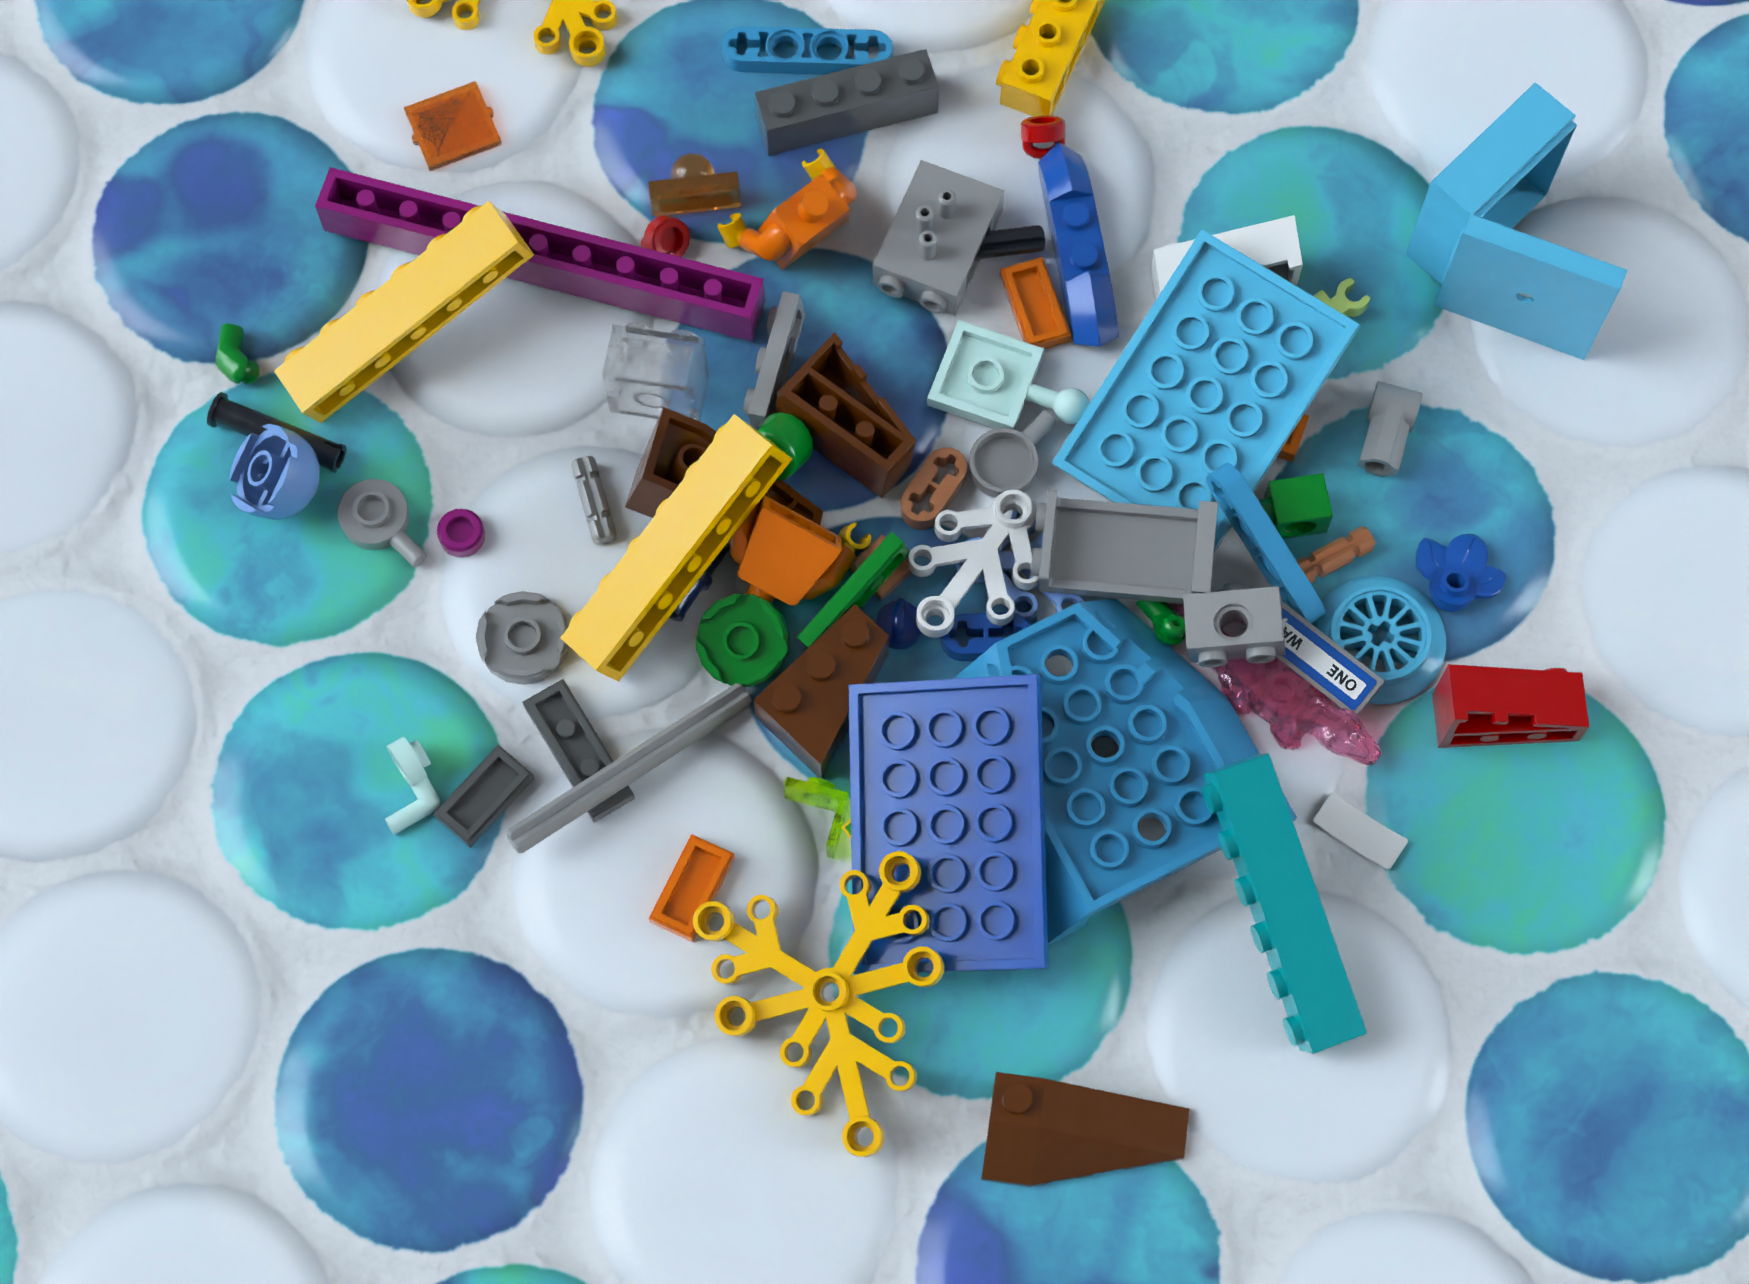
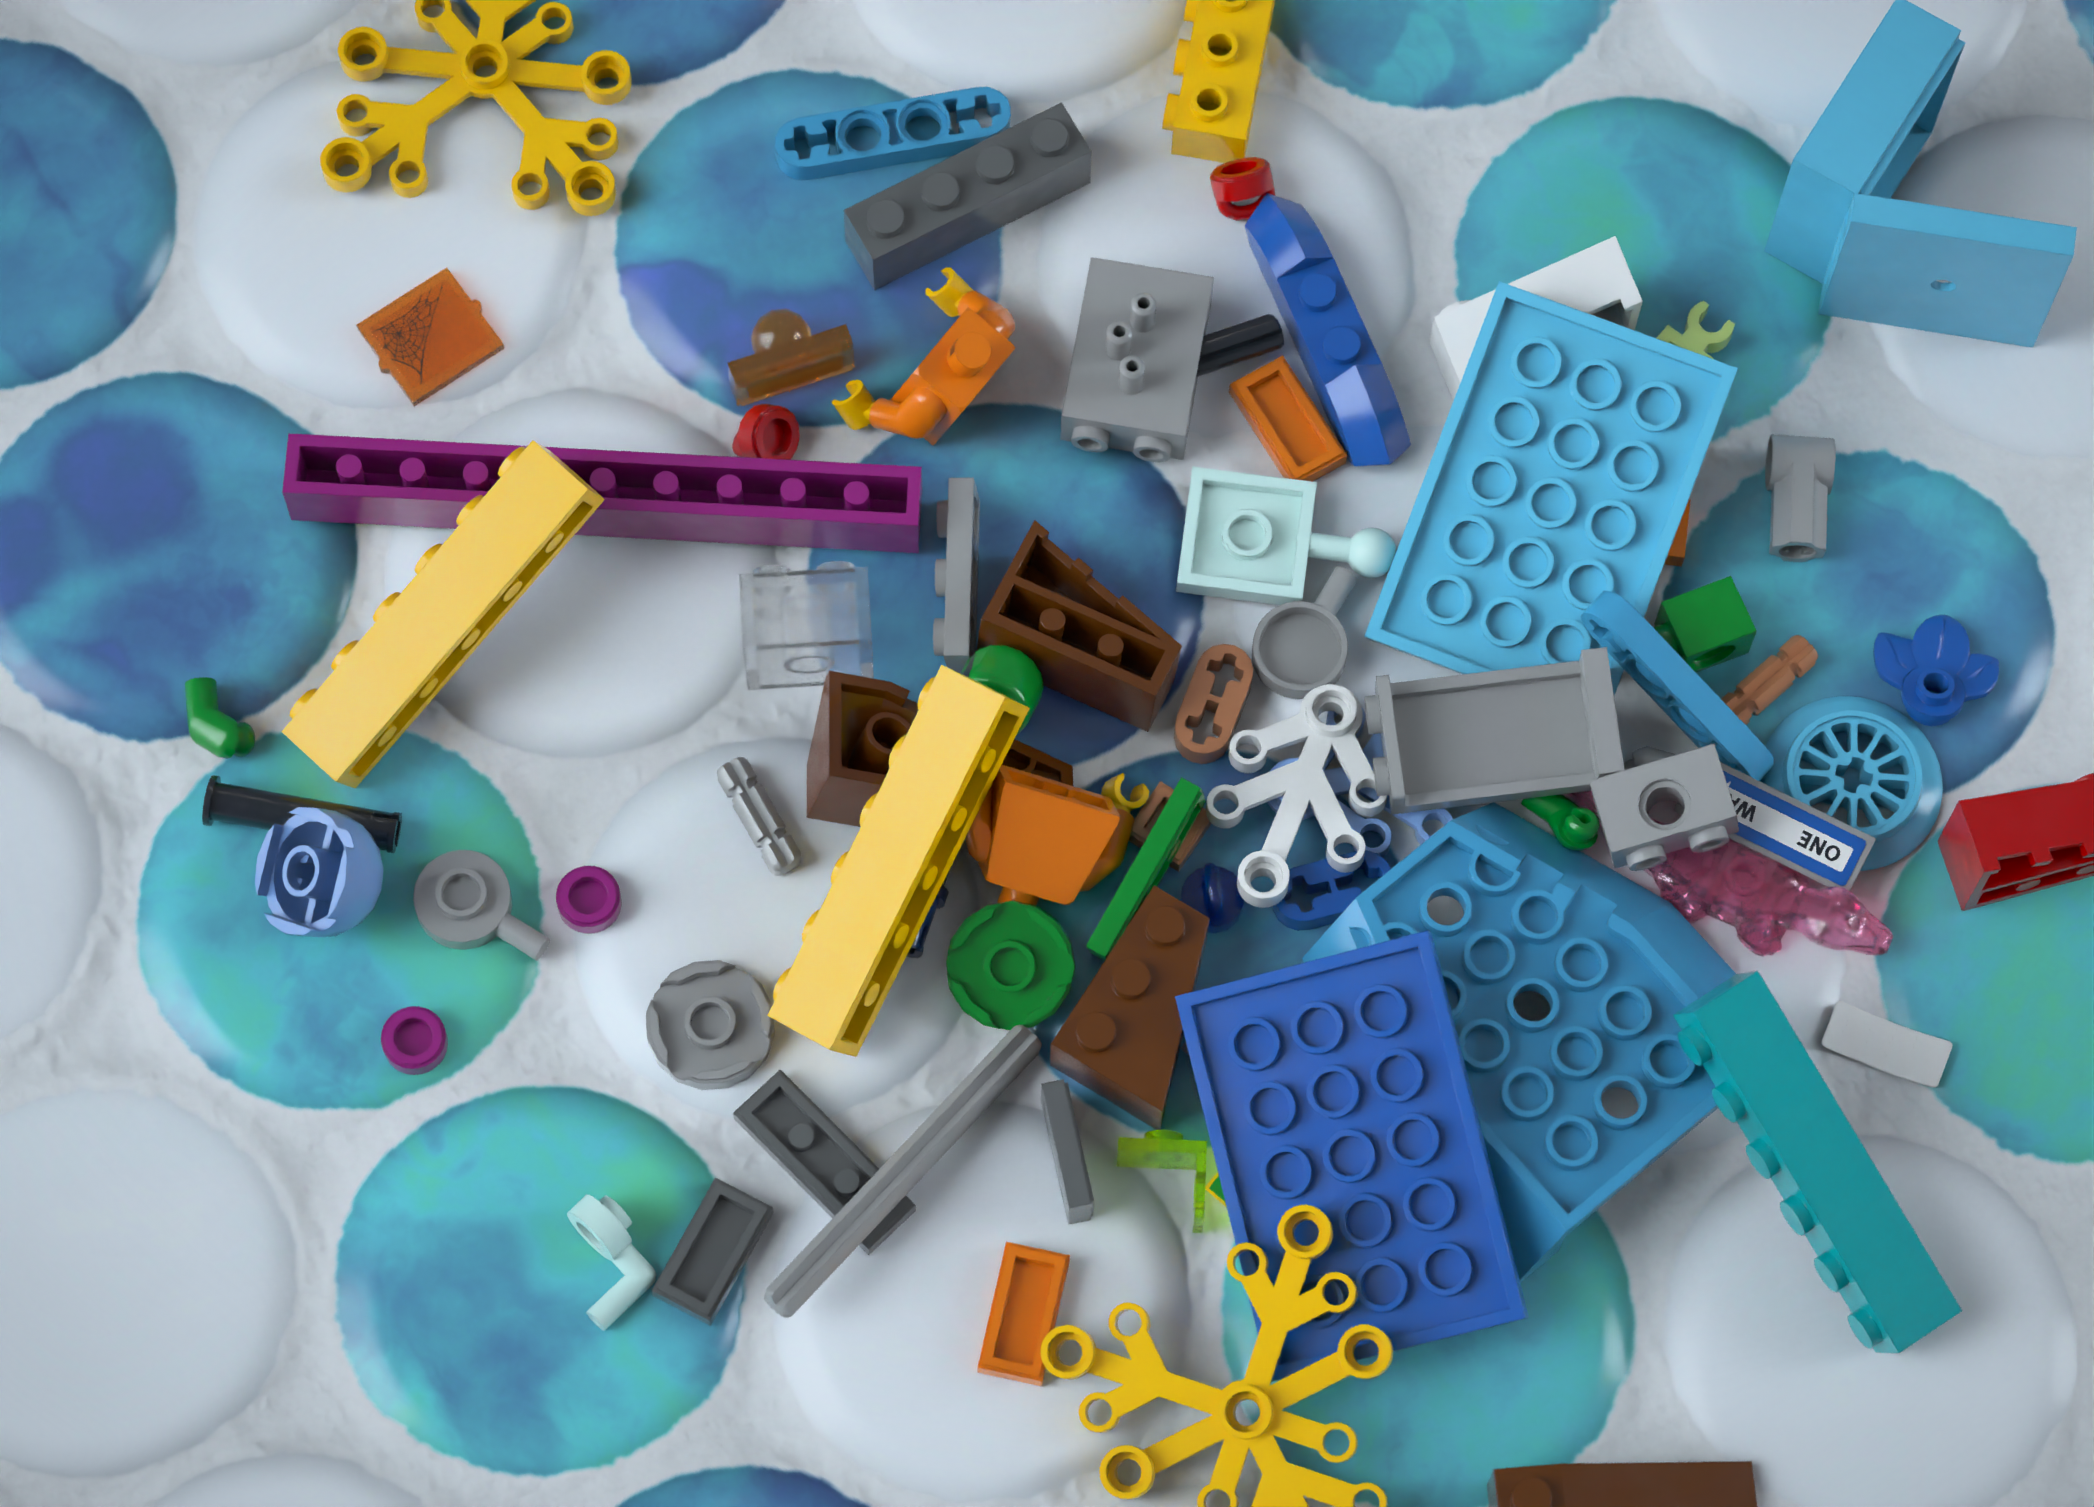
camera: 15 degrees left, 0 degrees up
(314, 604) = (414, 1040): none -> magenta tile
(749, 779) = (1067, 1151): none -> dark grey tile

